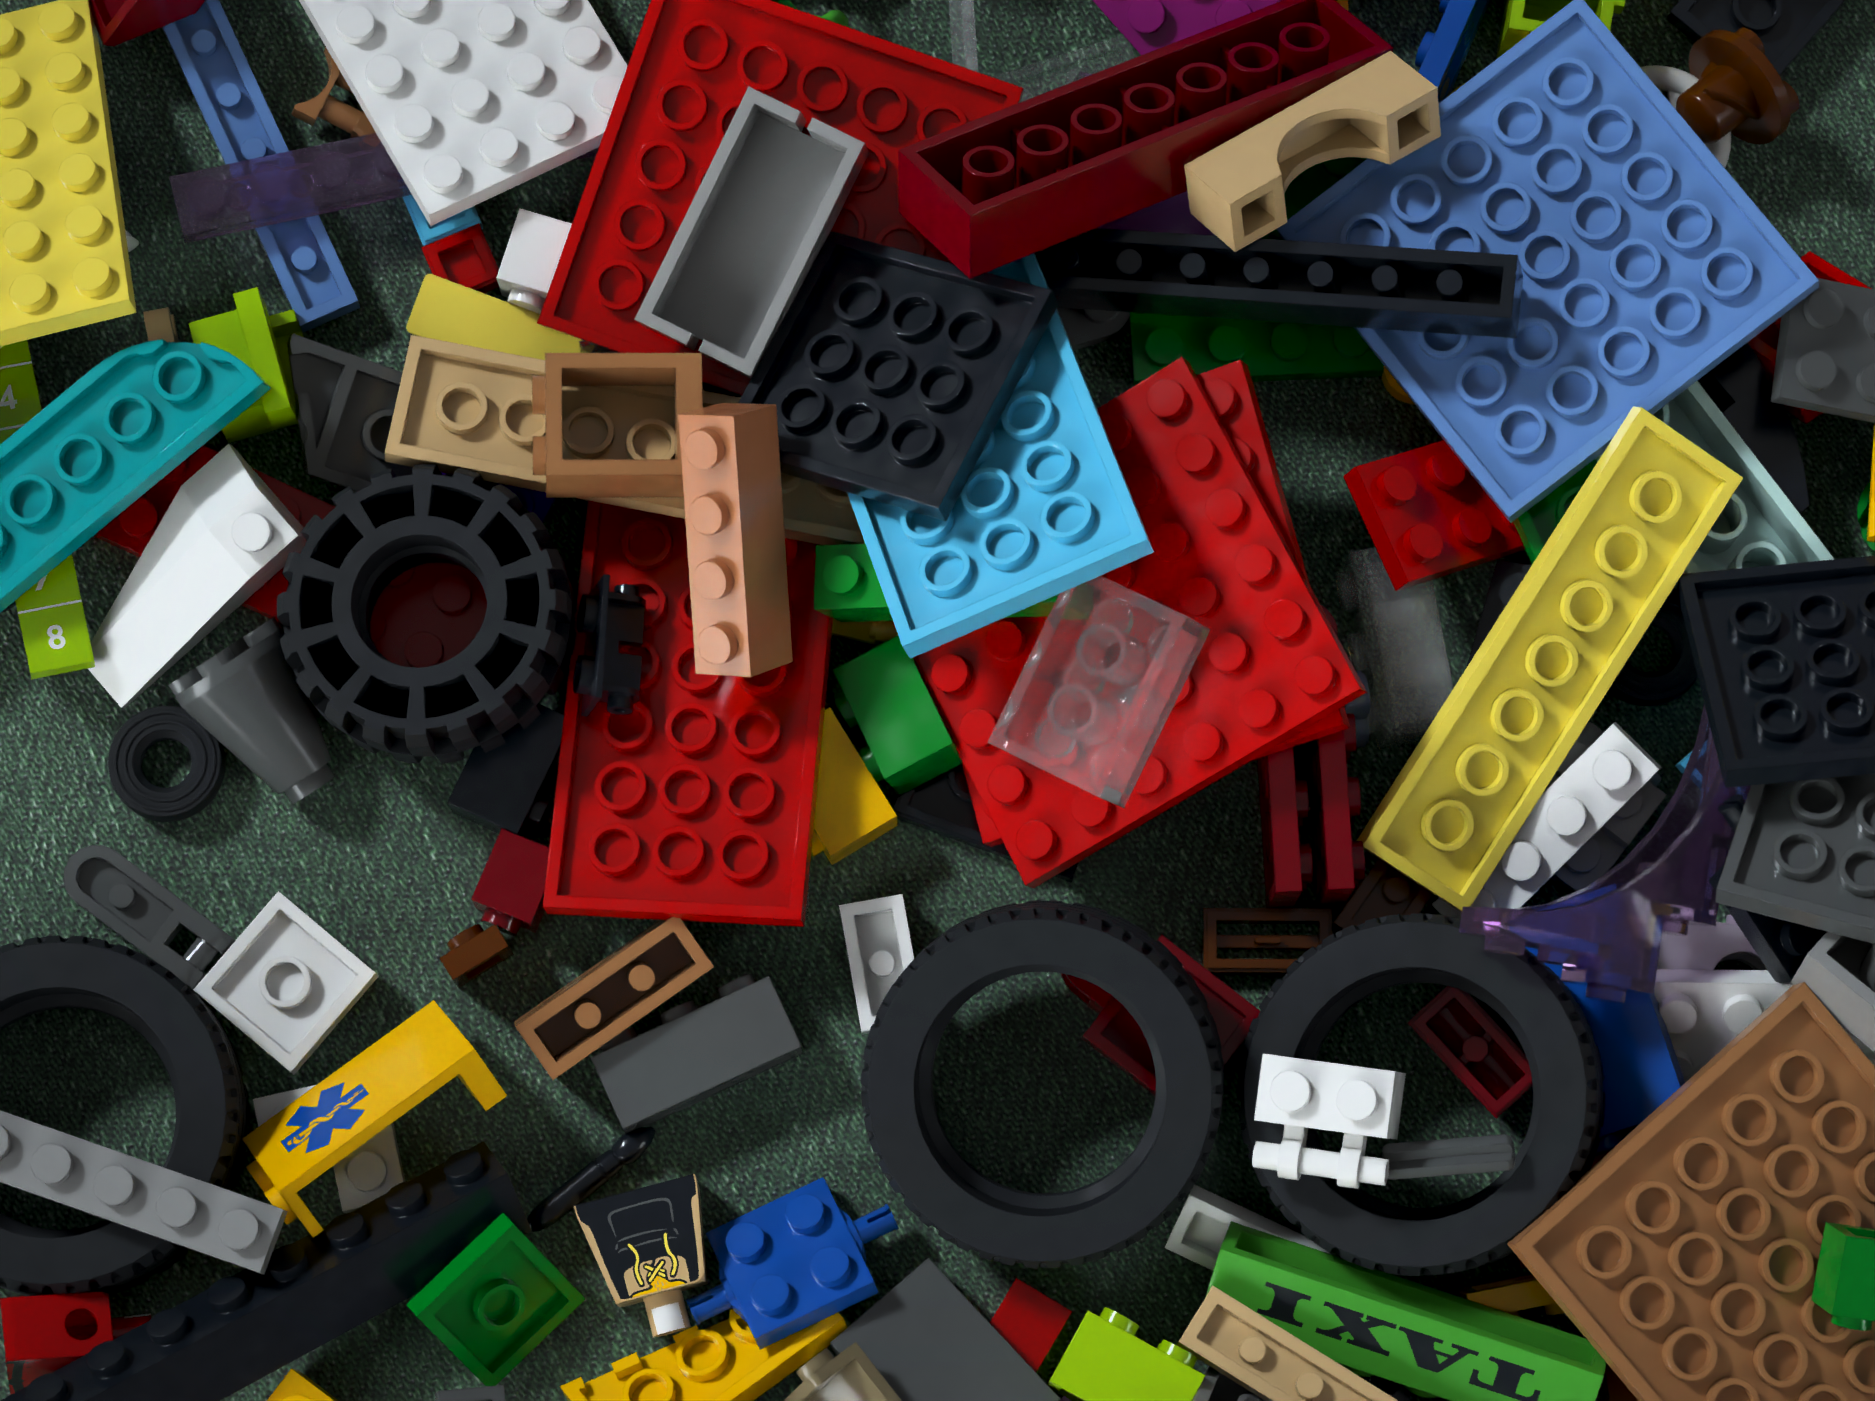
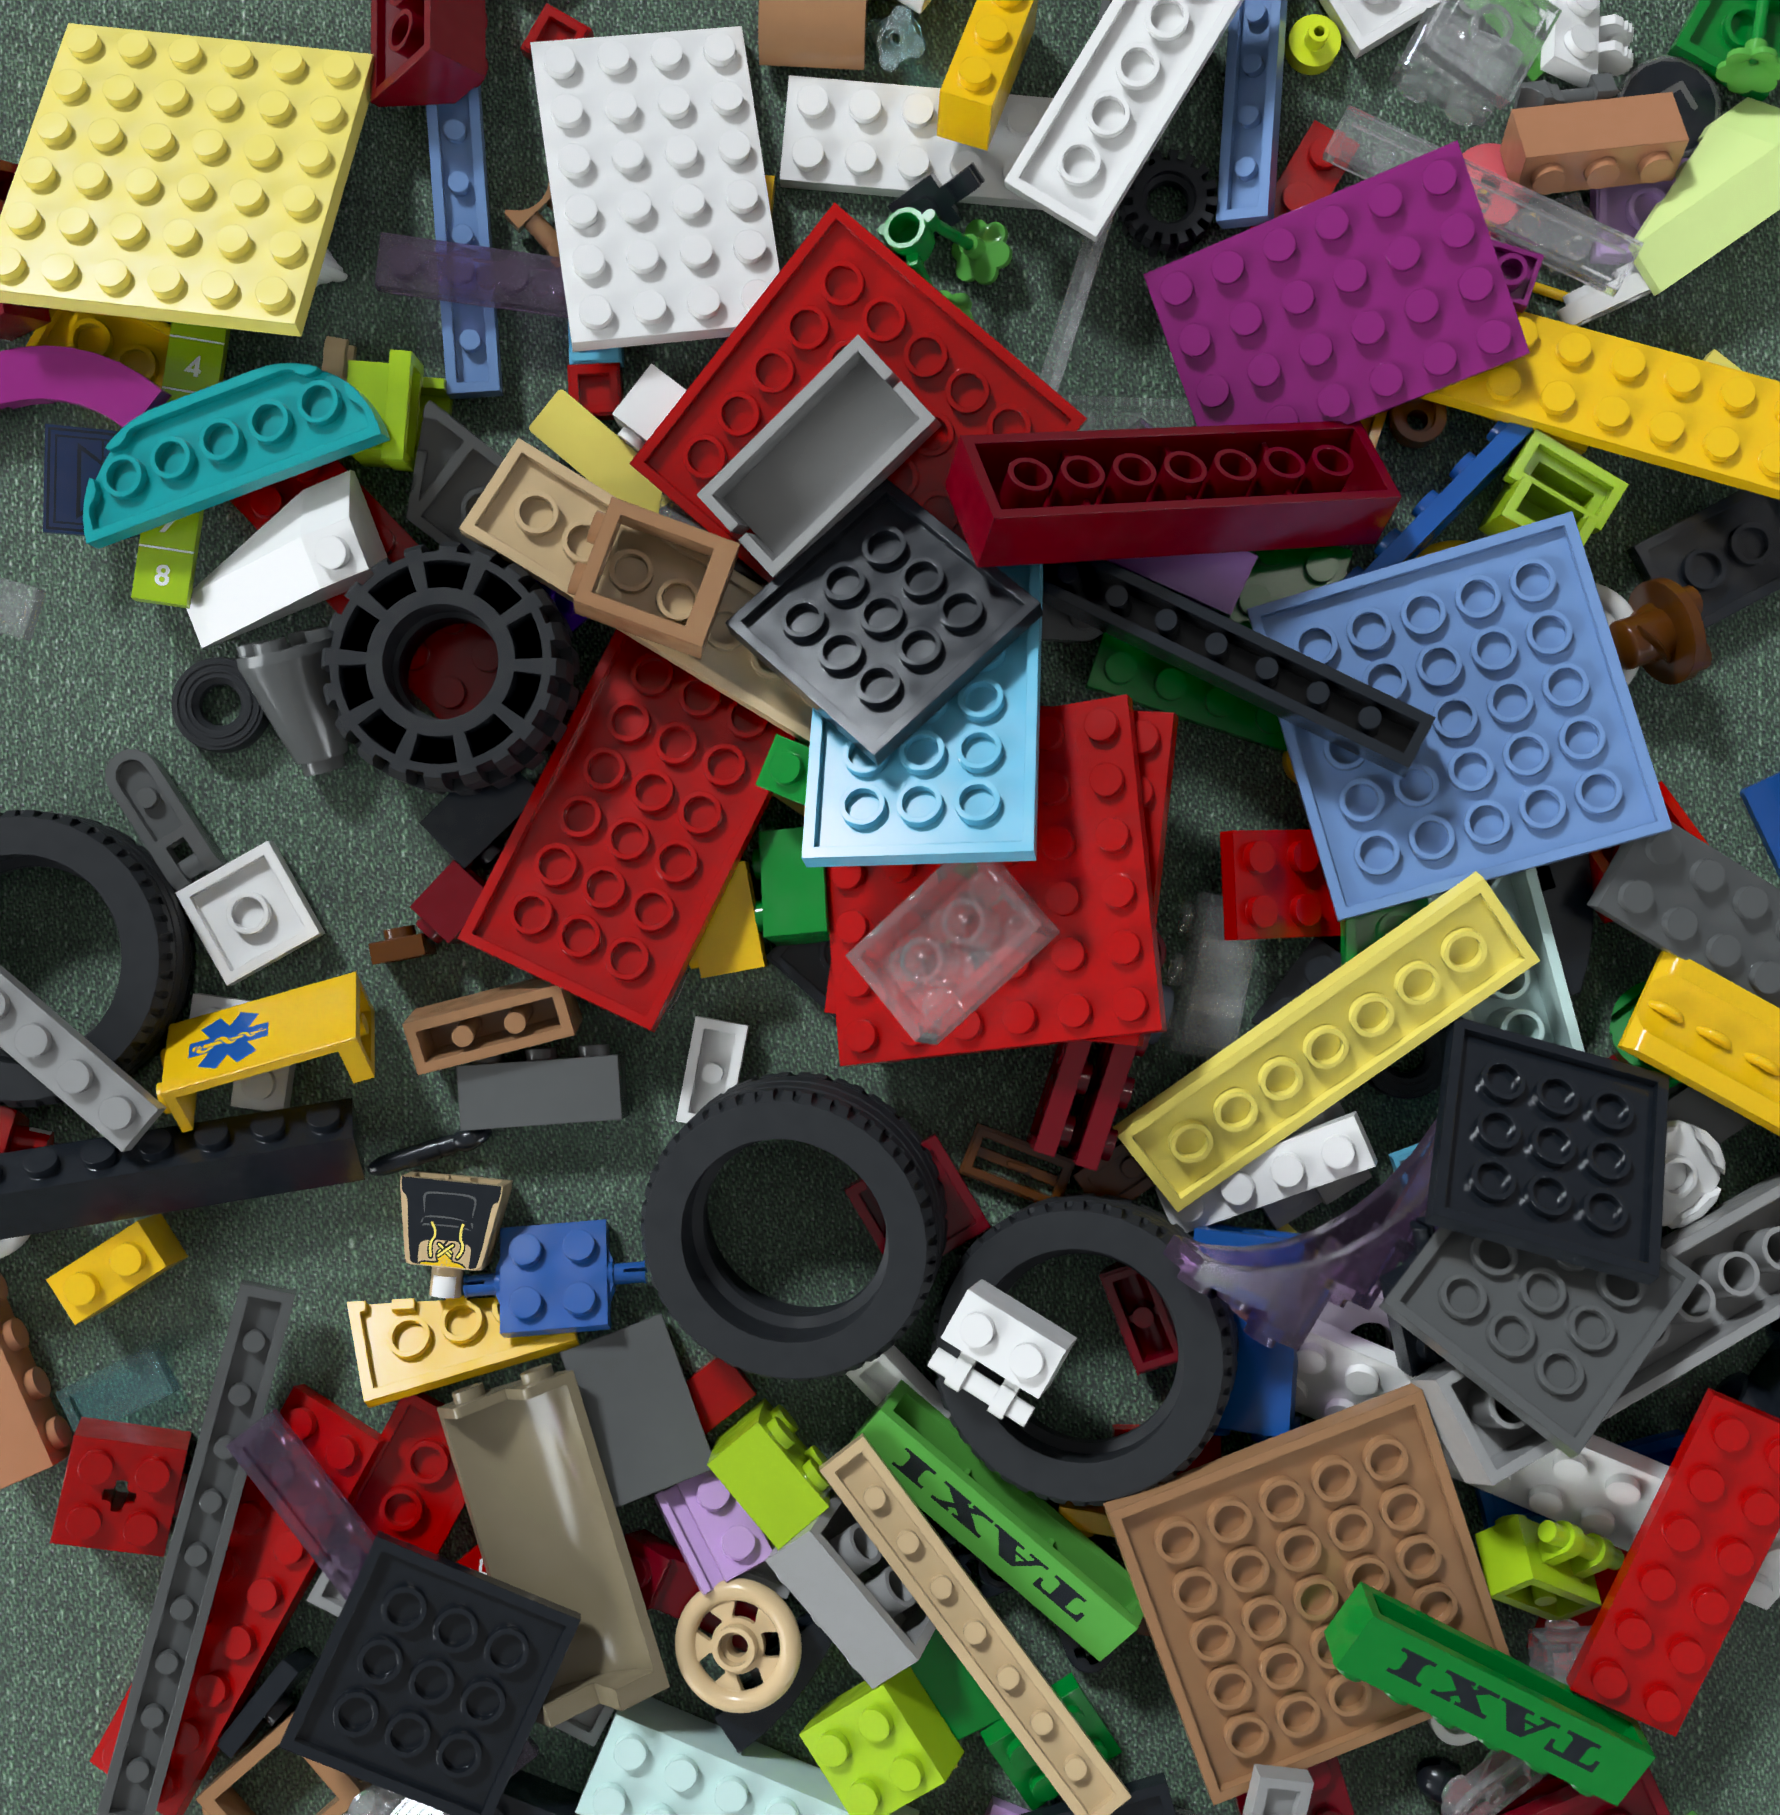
camera: 25 degrees right, 10 degrees up
(495, 1301) = (315, 1224): green plate -> none
(608, 622) = (593, 730): black hinge -> none
(735, 539) = (708, 707): nougat brick -> none
(1369, 114) = (1362, 546): tan arch -> none
(1450, 1156) = (1086, 1421): dark grey axle -> none

